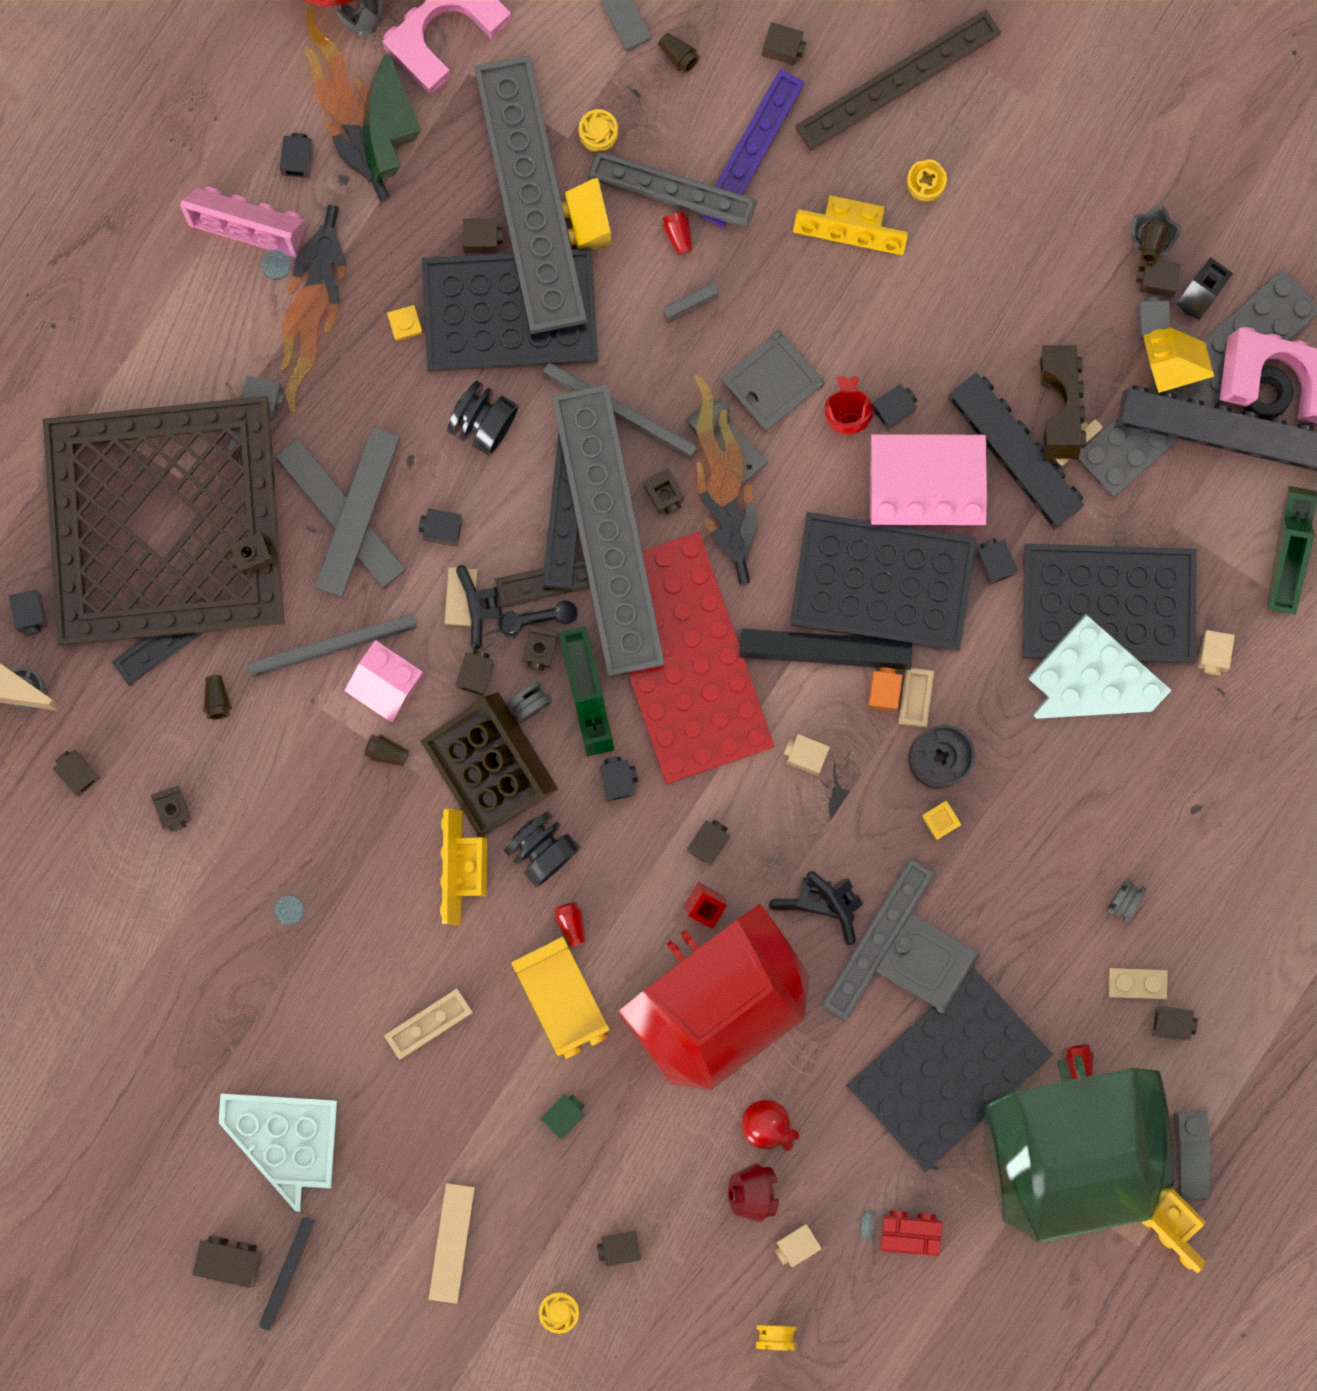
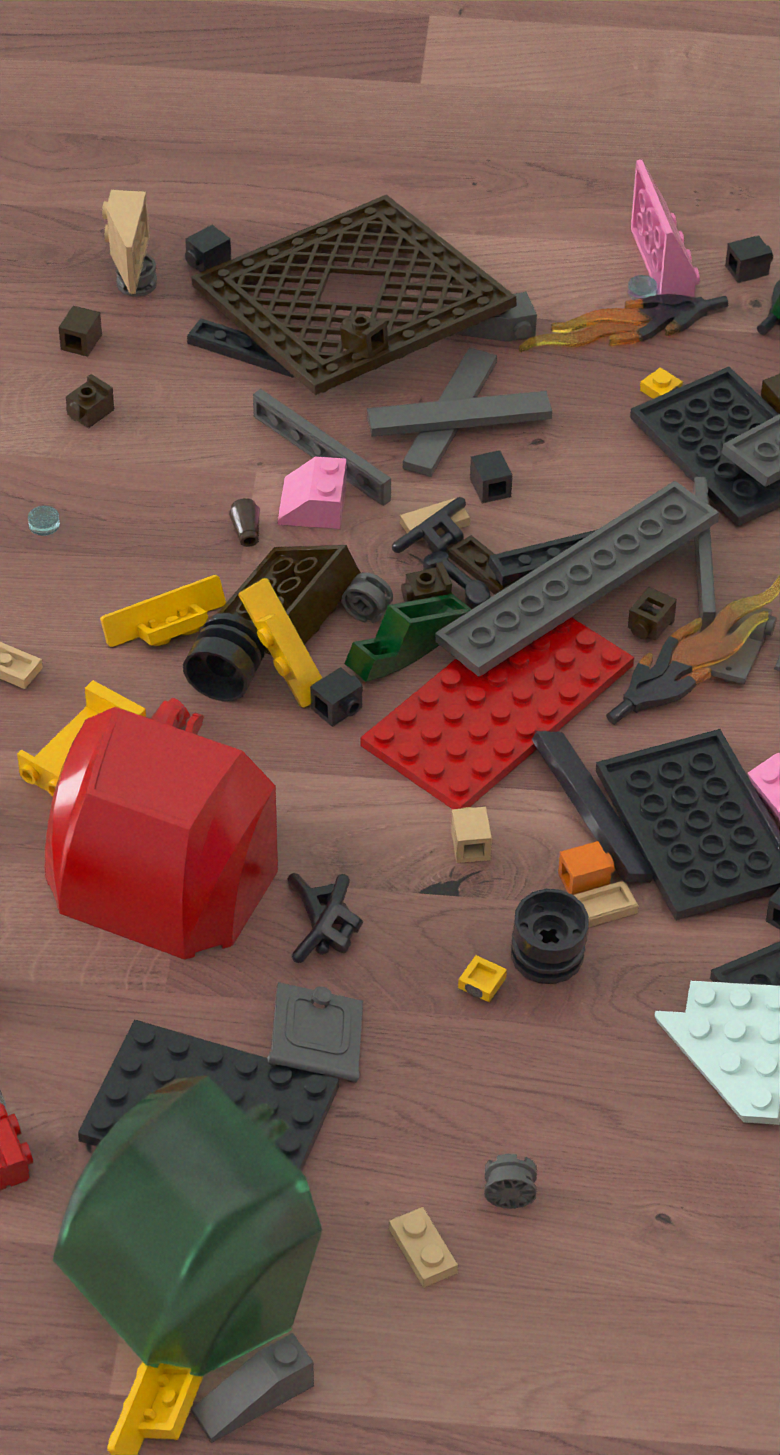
camera: 65 degrees right, 35 degrees down
(216, 698) = (213, 393): dark brown cone -> none
(475, 672) = (370, 550): dark brown brick -> none
(479, 416) = (615, 453): black wheel -> none
(562, 801) = (281, 639): none -> yellow bracket
(709, 842) = (322, 793): dark brown brick -> none
(768, 1125) = (45, 965): red hat -> none
(877, 939) = (361, 983): dark grey tile -> none
(1174, 1023) = (398, 1296): dark brown brick -> none

